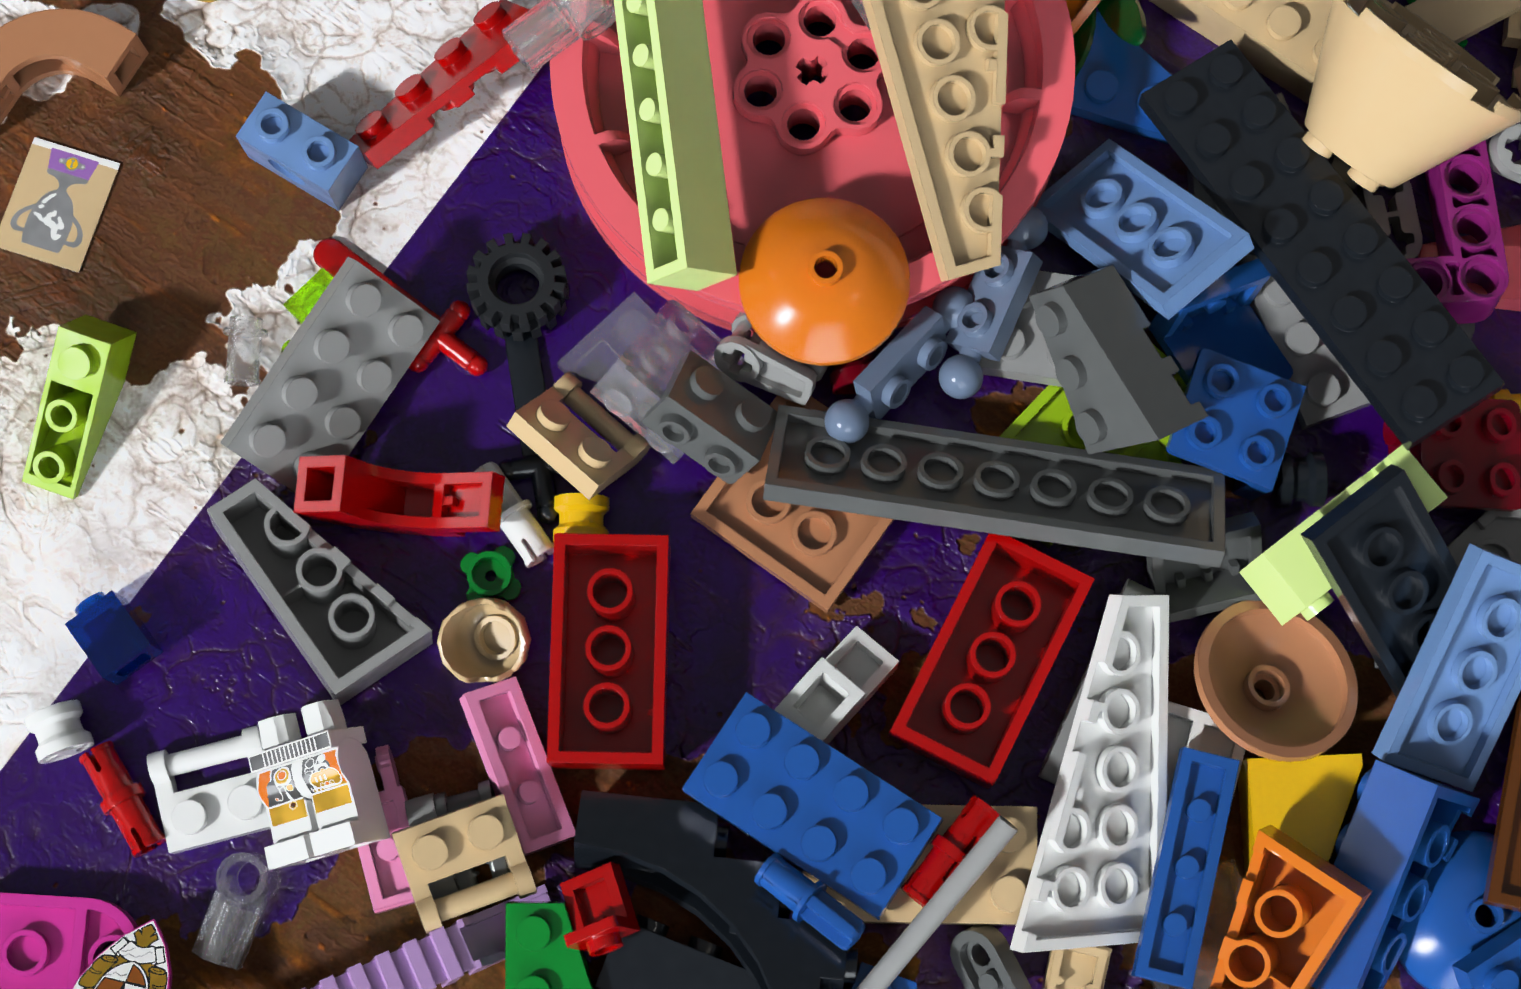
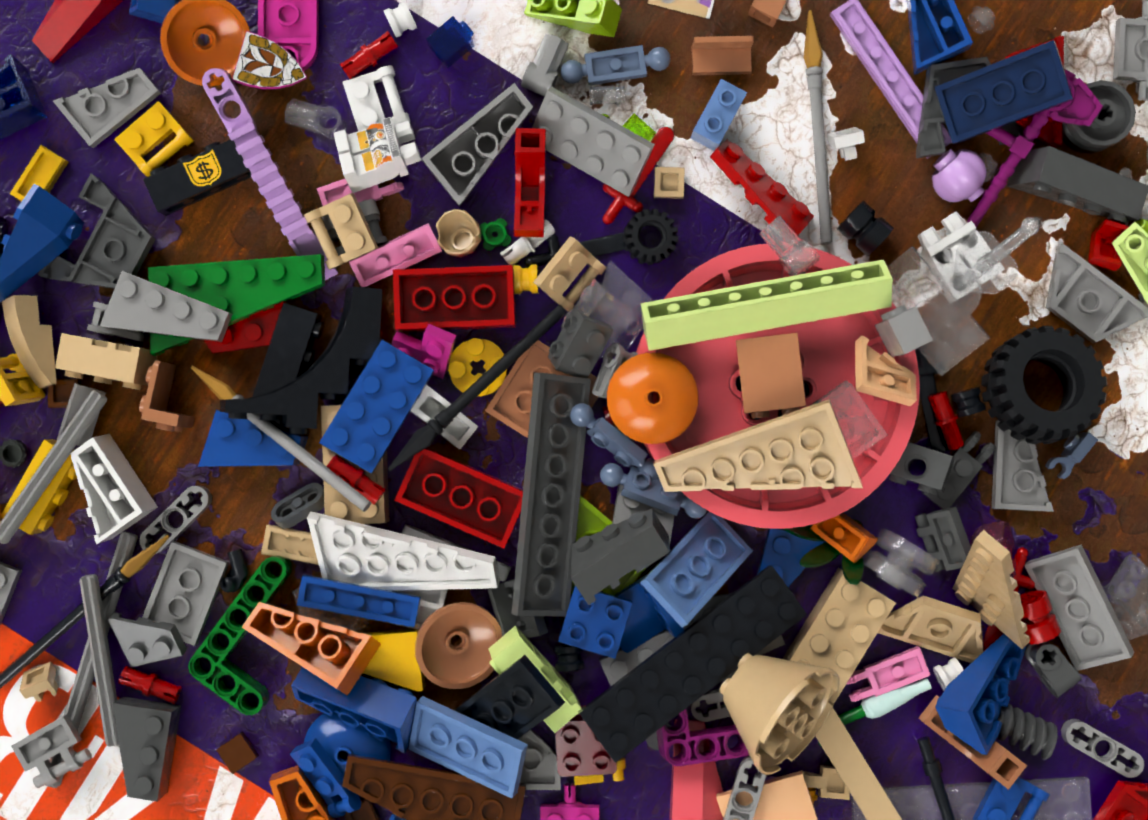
camera: 85 degrees right, 10 degrees up
(189, 333) = (615, 65): none -> sand blue plate
(189, 467) = (542, 72): none -> light grey piece
(191, 142) = (722, 55): none -> nougat panel
(419, 248) = (669, 182): none -> tan plate
(599, 910) = (319, 301): red bracket -> none
(708, 696) = (432, 351): none -> dark pink plate
(743, 589) = (470, 351): none -> yellow plate
(793, 63) = (770, 374): none -> nougat panel
(810, 902) = (325, 408): blue axle -> none
(873, 714) = (425, 436): none -> black piece

